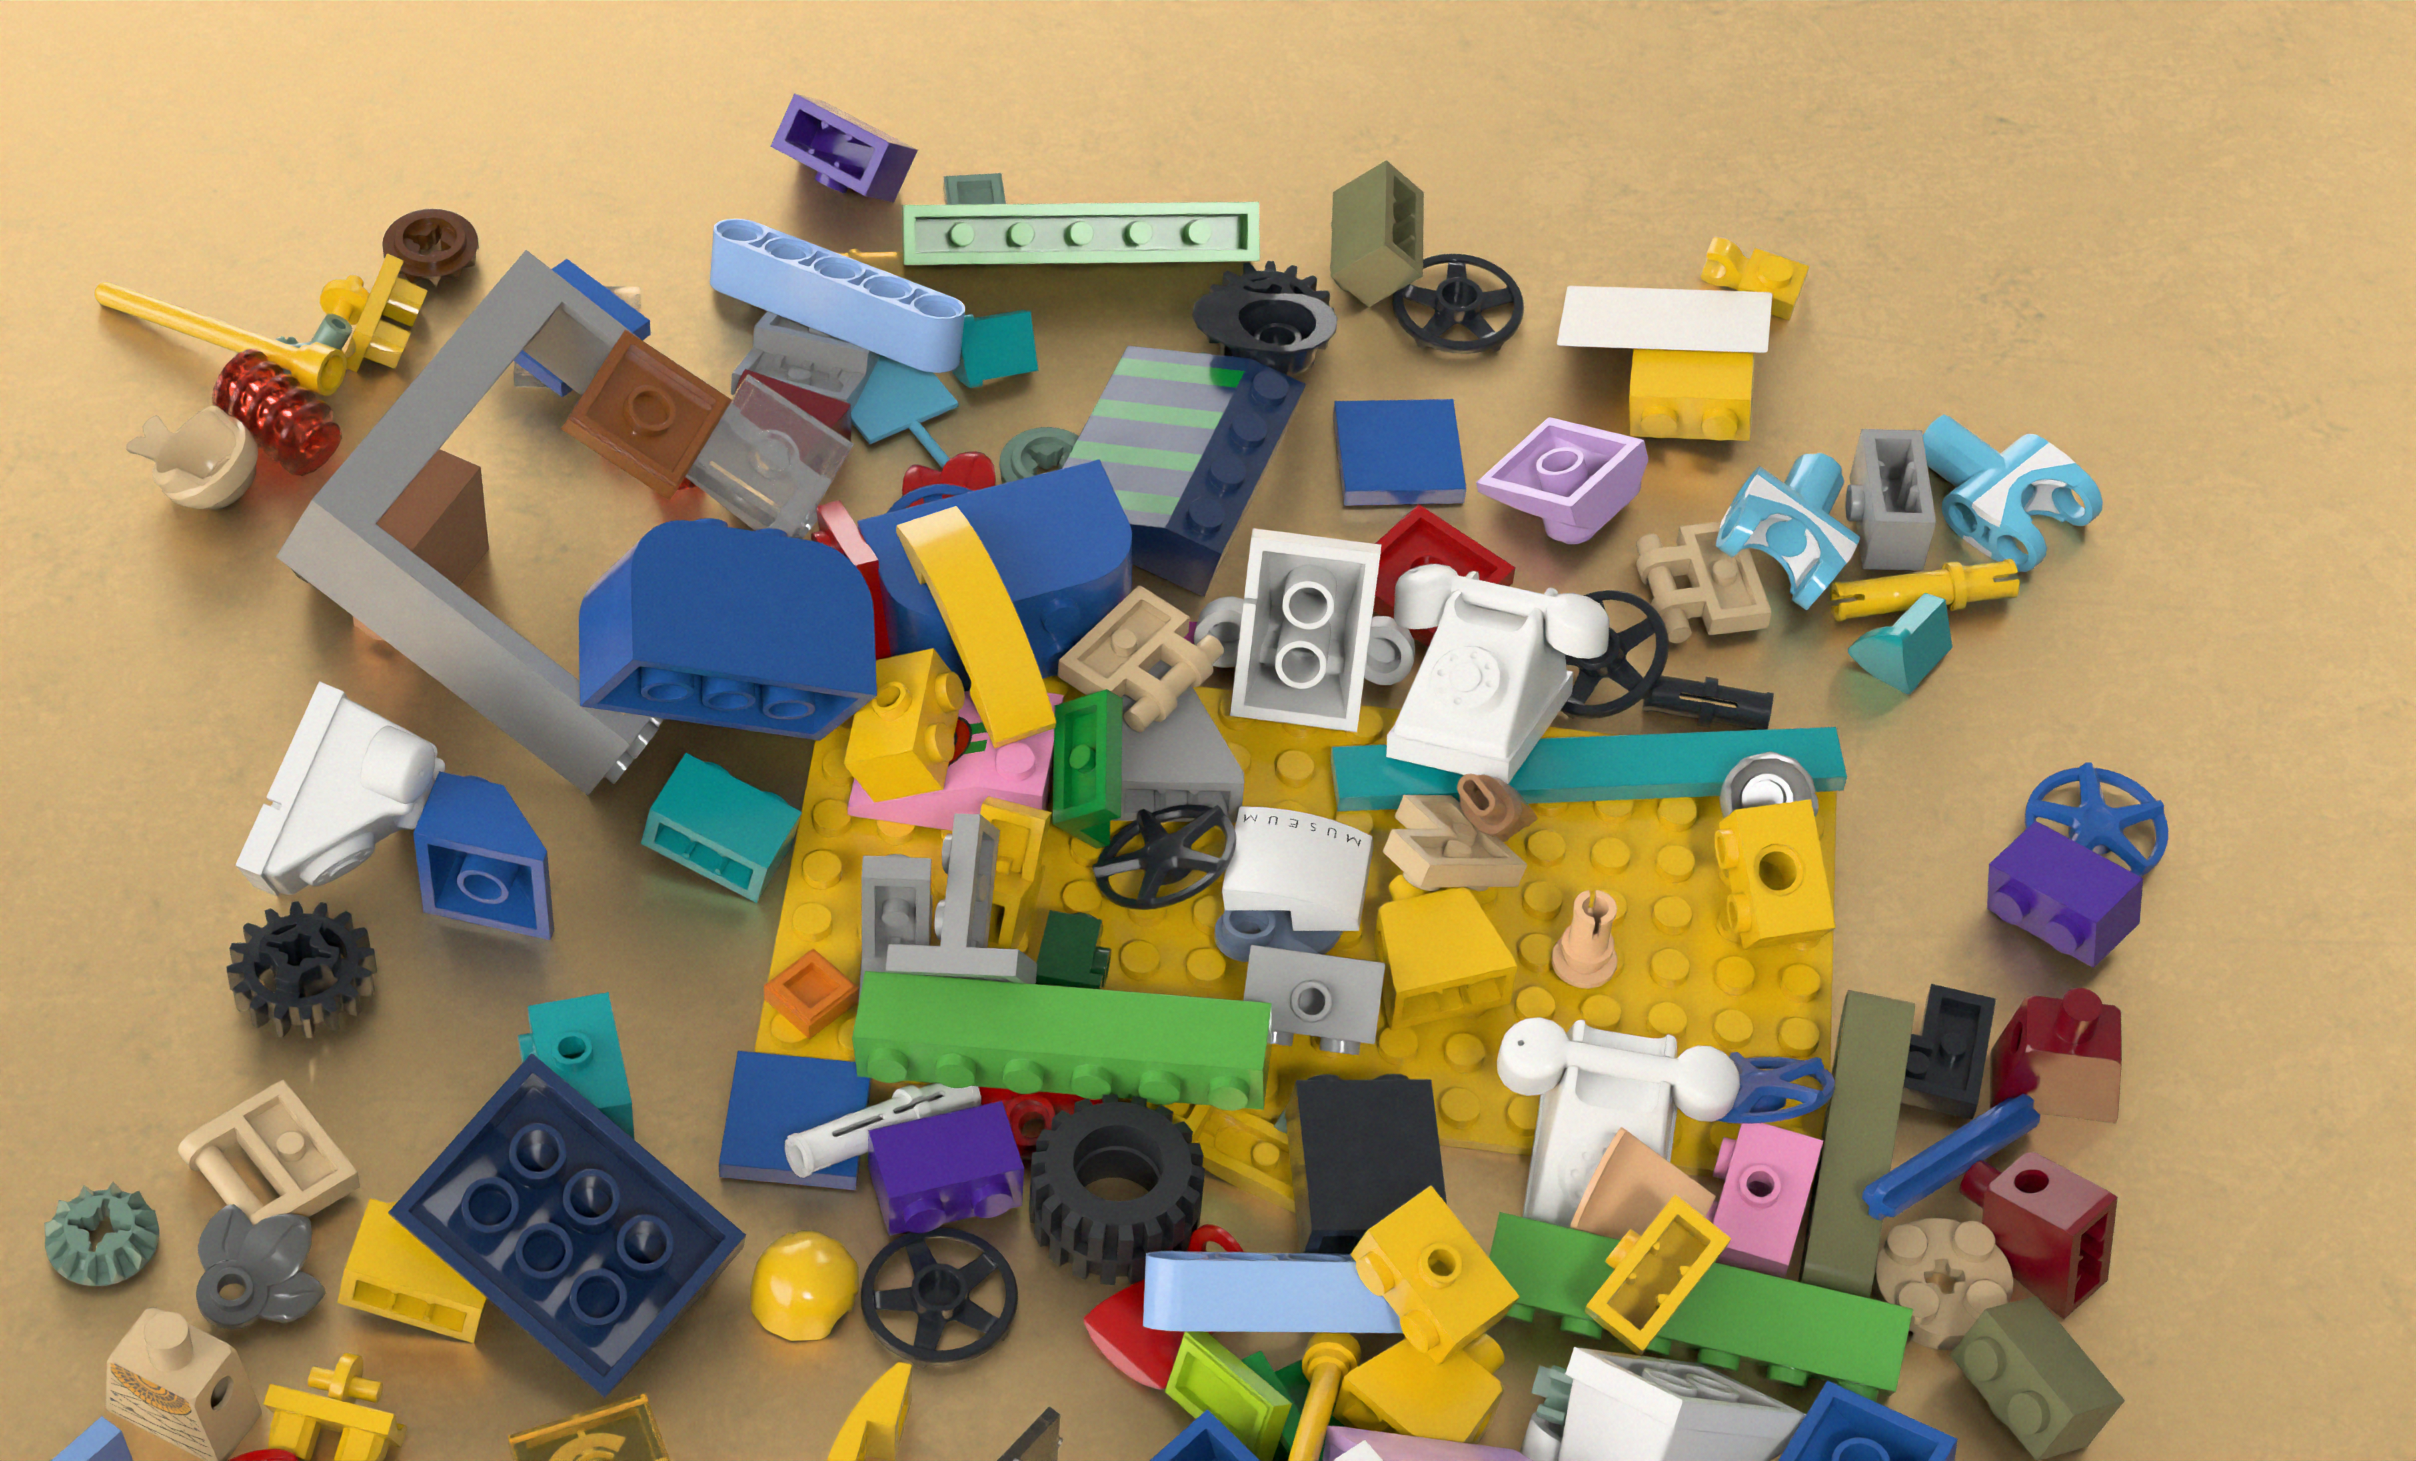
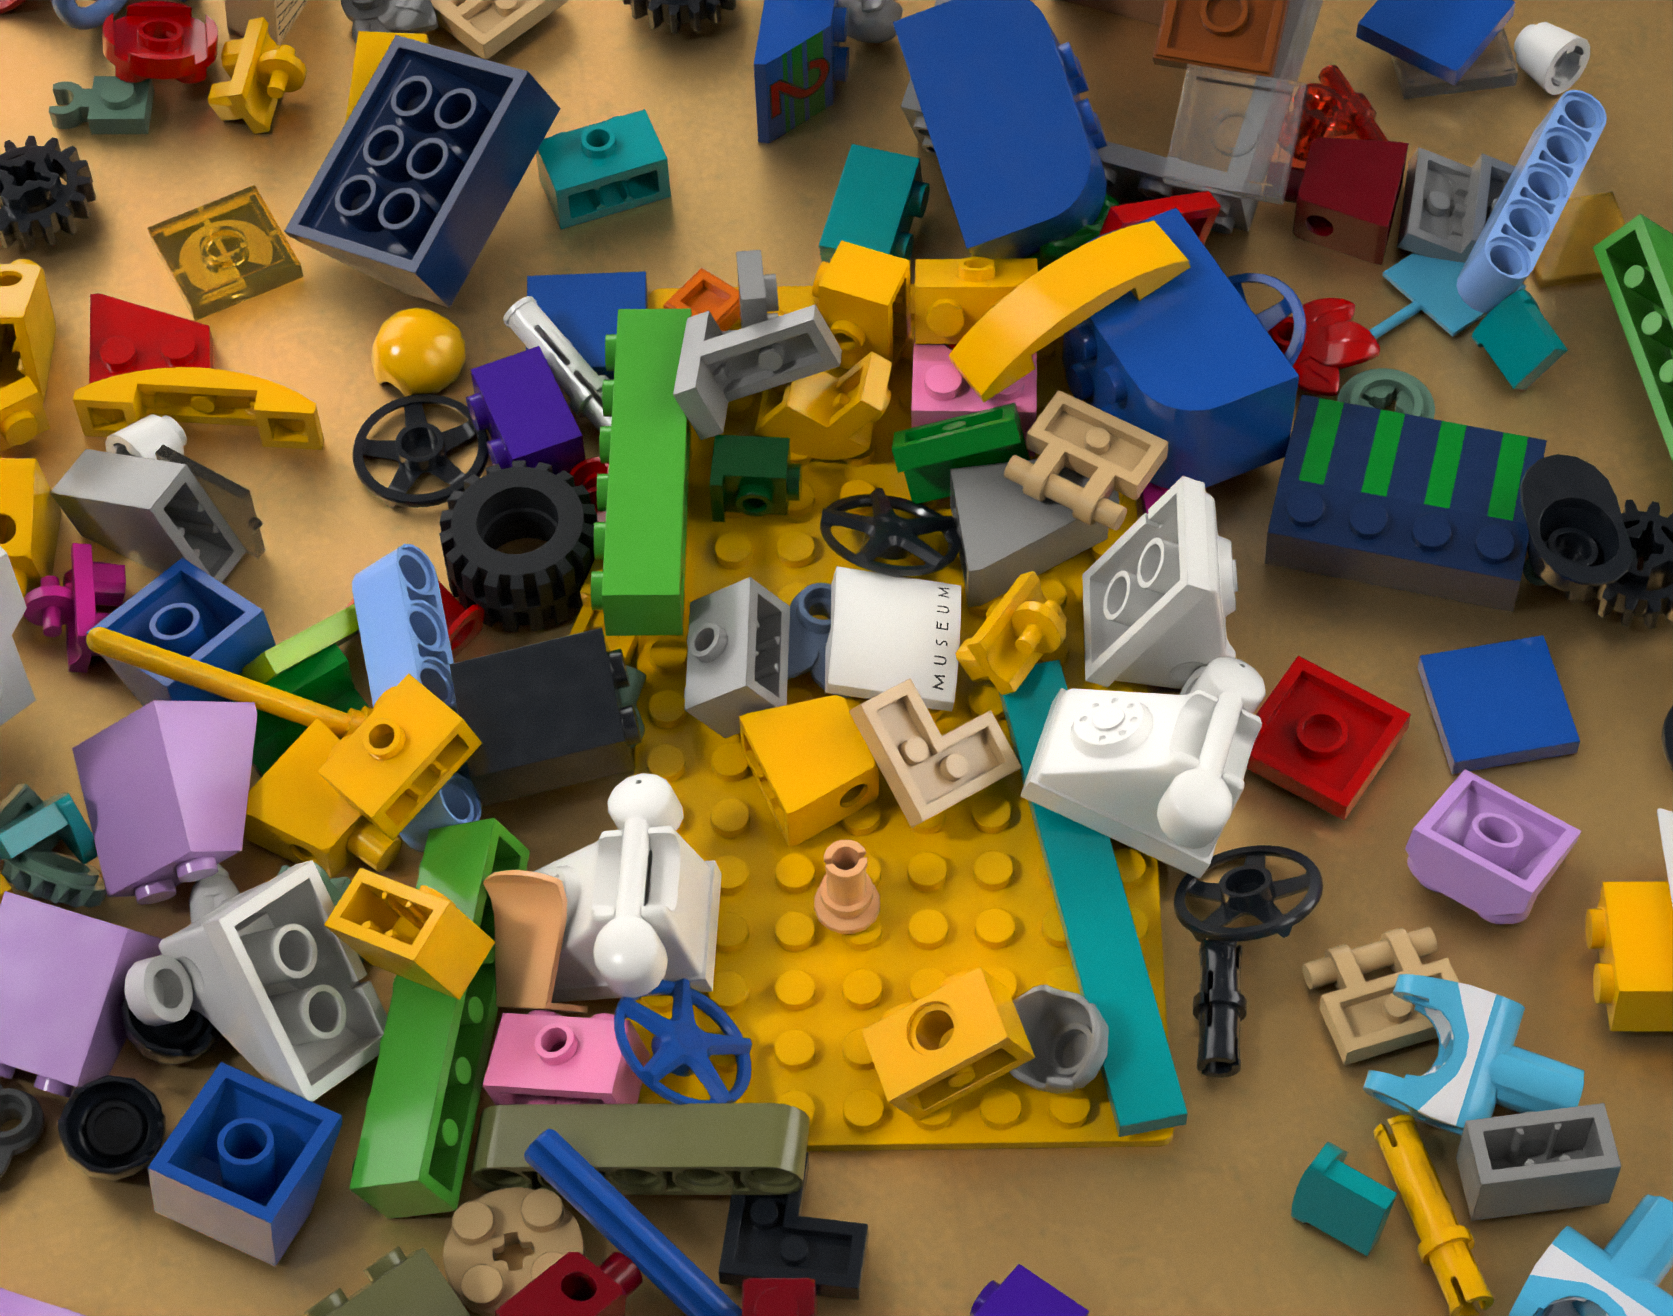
camera: 90 degrees right, 5 degrees up
(630, 255) = (1551, 56): none -> white hat
(891, 811) = (865, 303): none -> yellow brick
(1336, 778) = (1014, 636): none -> yellow hips
(1493, 806) = (993, 786): medium nougat piece -> none

